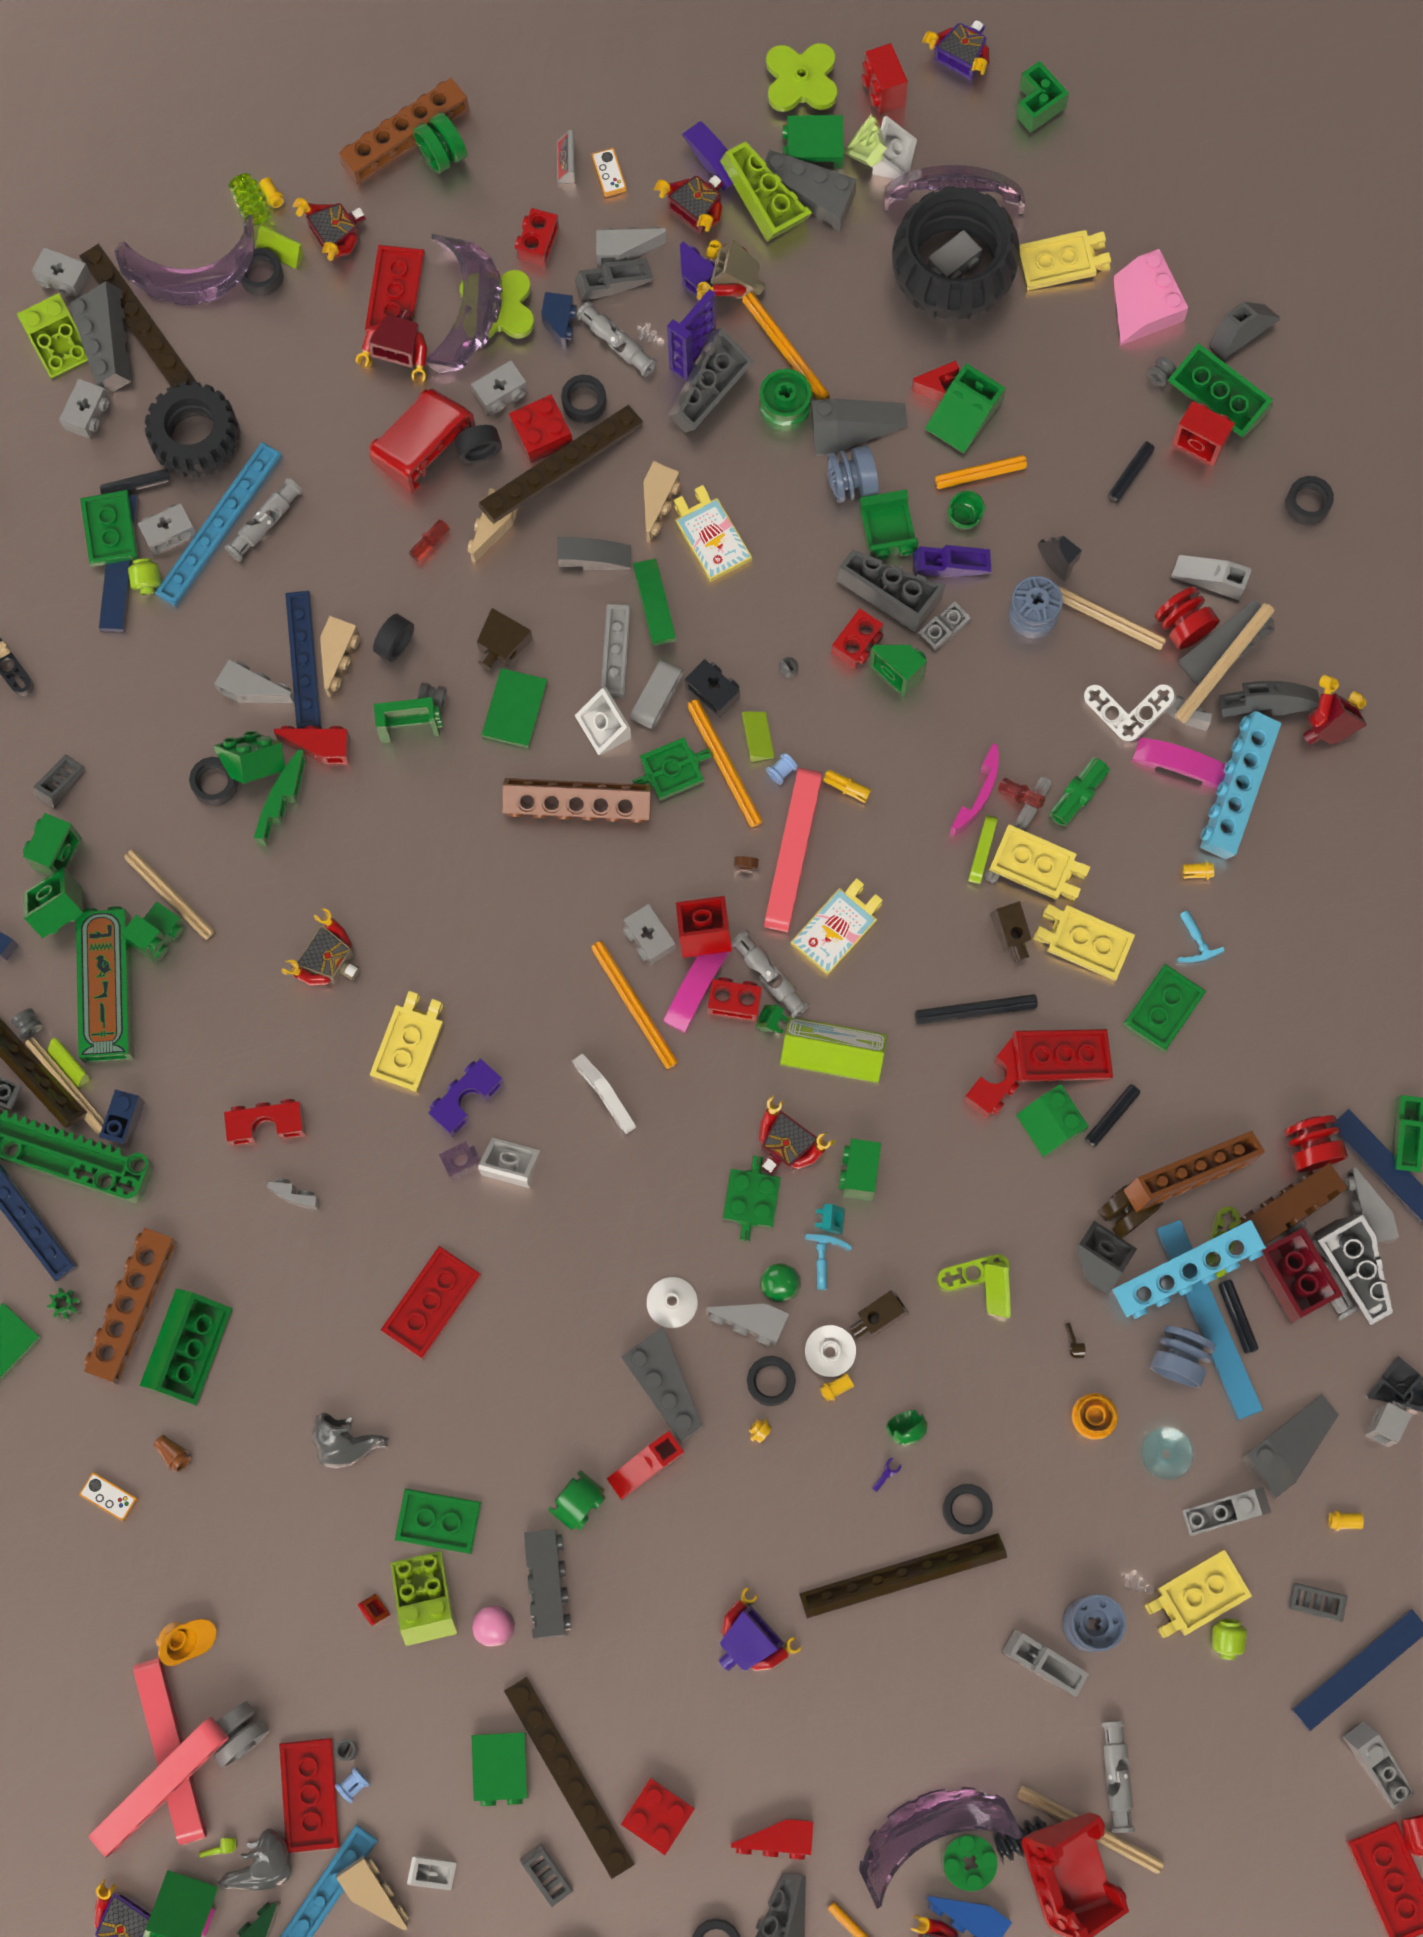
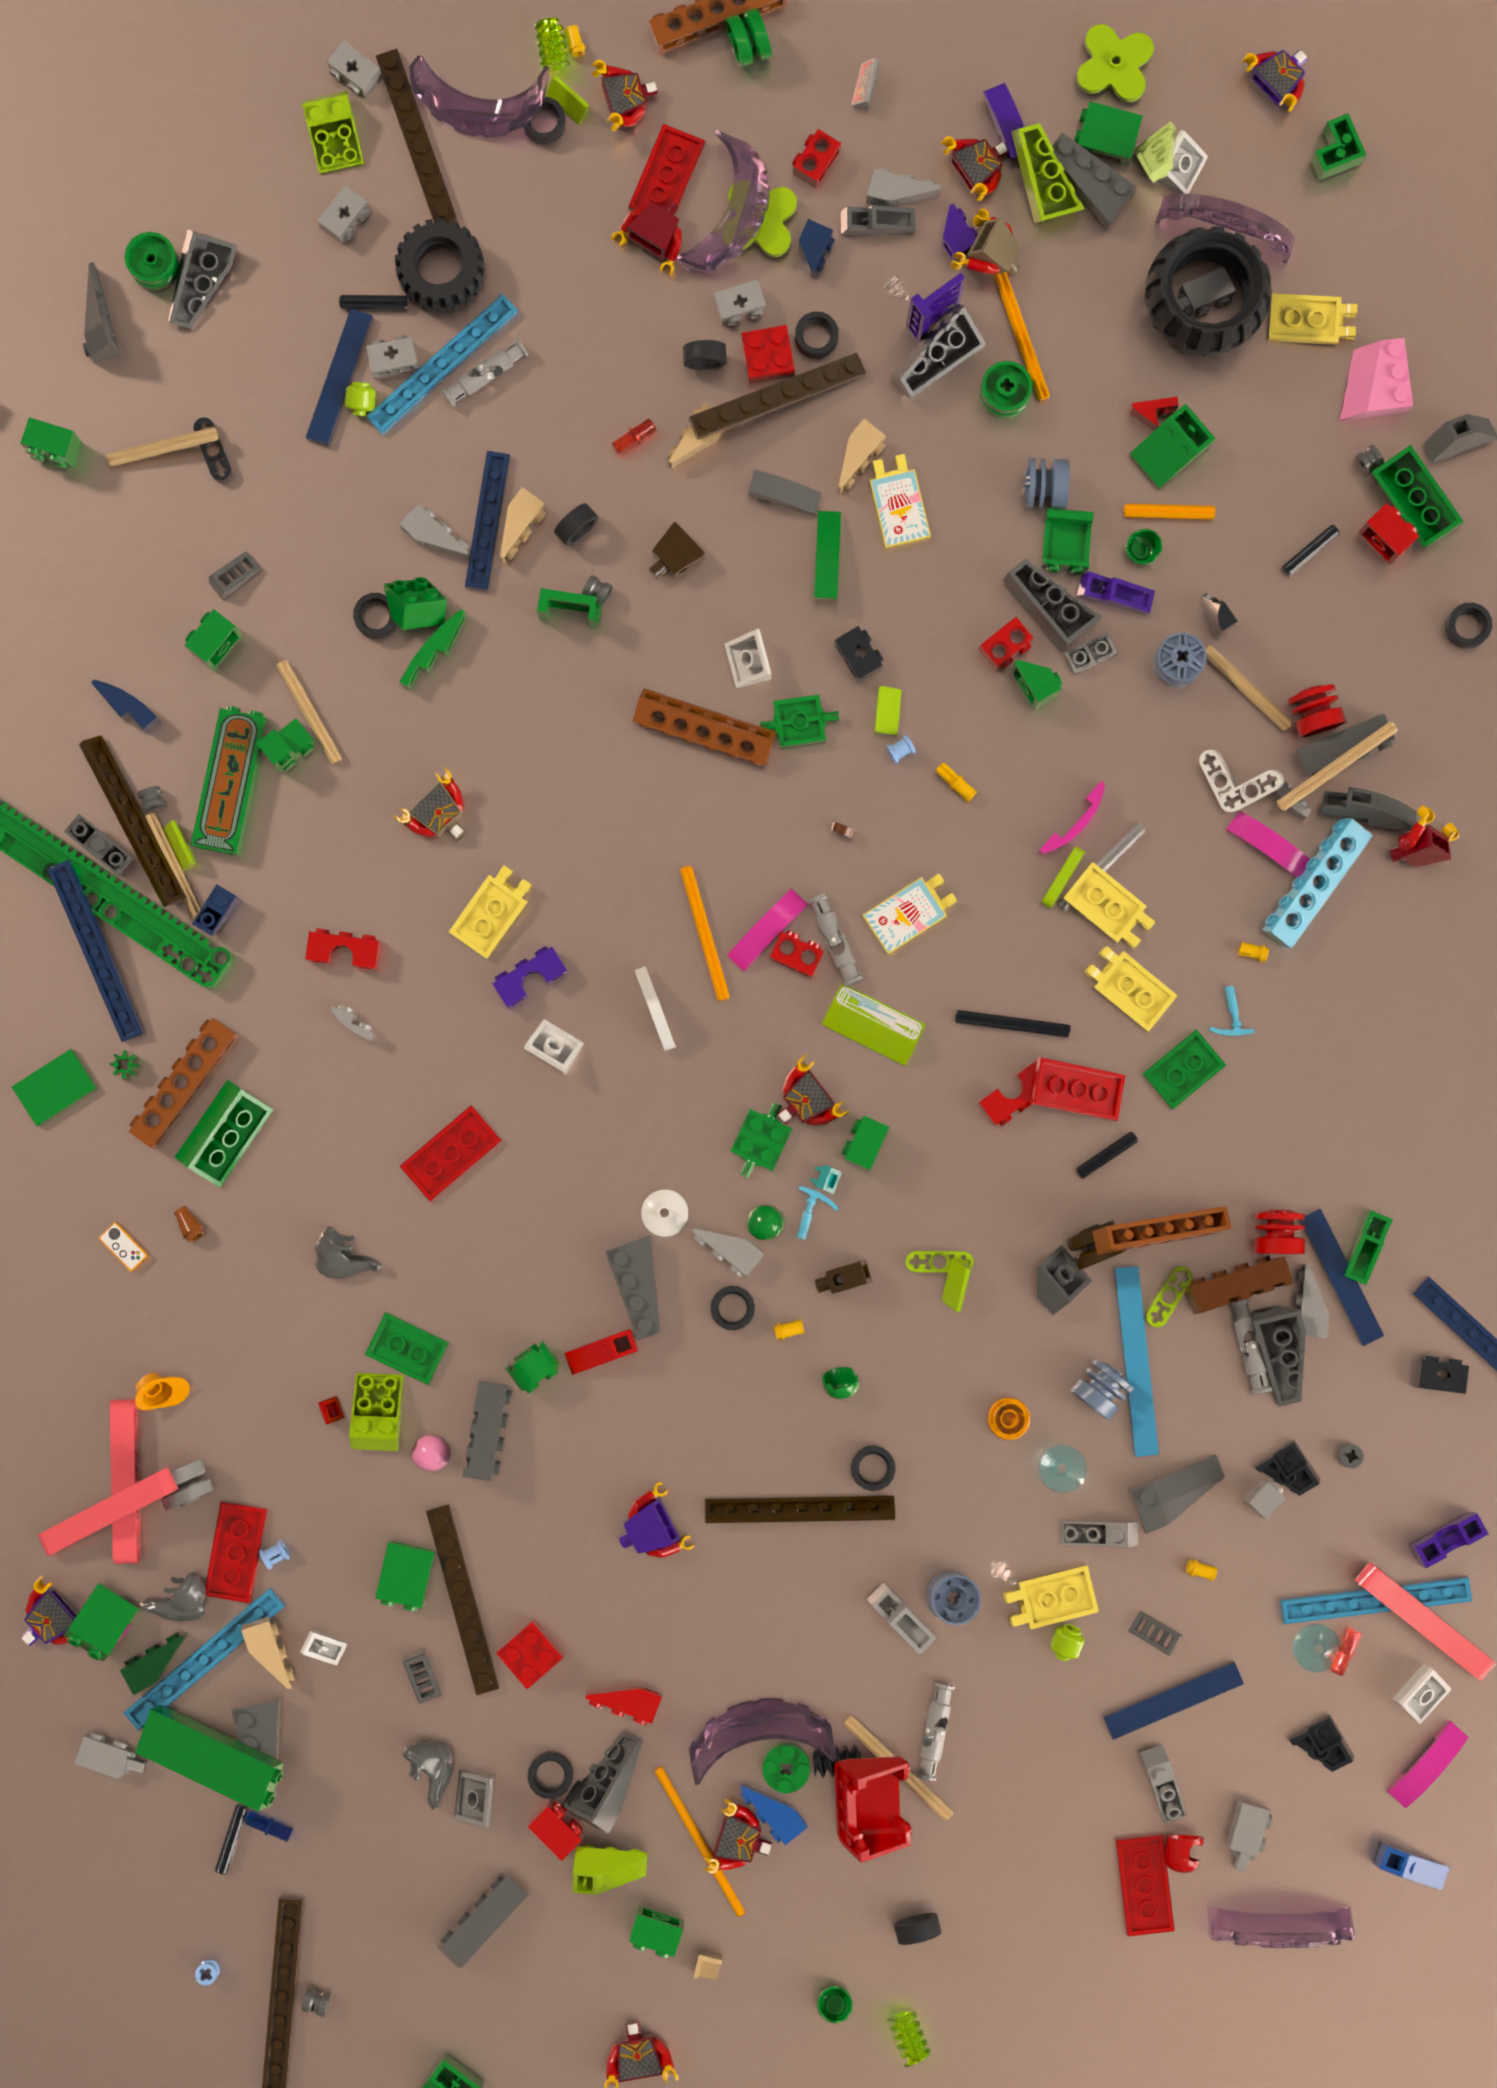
camera: 10 degrees right, 10 degrees up
(53, 903) = (201, 694): green brick -> none
(101, 330) = (378, 146): dark grey wedge -> none
(109, 528) = (338, 341): green tile -> none
(227, 1845) = (154, 1575): lime hand -> none
(324, 745) = (485, 609): red slope -> none
(343, 1747) = (274, 1520): dark grey hinge -> none
(419, 437) = (652, 332): red windscreen -> none
(448, 1159) = (499, 1030): clear purple brick -> none
(514, 708) = (670, 621): green tile -> none
(607, 330) = (857, 272): light grey piece -> none
(609, 172) = (903, 109): tile -> none
(616, 649) = (779, 591): light grey tile -> none
(647, 921) = (736, 859): light grey brick -> none
(656, 694) = (805, 645): light grey beam -> none
(703, 926) = (786, 880): red brick -> none
(724, 763) = (849, 728): light orange axle -> none
(759, 1430) = (710, 1348): yellow plate -> none
(770, 1018) = (823, 981): green tile -> none
(784, 669) = (930, 653): dark grey hinge -> none
(793, 850) = (889, 828): coral beam -> none
(830, 1337) = (779, 1296): white dish -> none
(848, 423) = (1060, 429): dark grey wedge -> none
(884, 79) = (1194, 89): red brick -> none
(885, 1475) = (810, 1418): dark purple hand -> none
(1010, 919) = (1066, 950): dark brown torso -> none
(1021, 793) = (1113, 835): clear red axle -> none
(1052, 1120) = (1050, 1145): green slope -> none
(1077, 1350) = (1010, 1355): dark brown hand -> none
(1079, 791) = (1167, 847): green piece -> none
(1128, 1292) = (1071, 1318): medium azure brick -> none
(1213, 574) = (1354, 674): light grey slope -> none
(1238, 1316) = (1163, 1366): black axle -> none
(1298, 1275) = (1226, 1346): dark red slope -> none

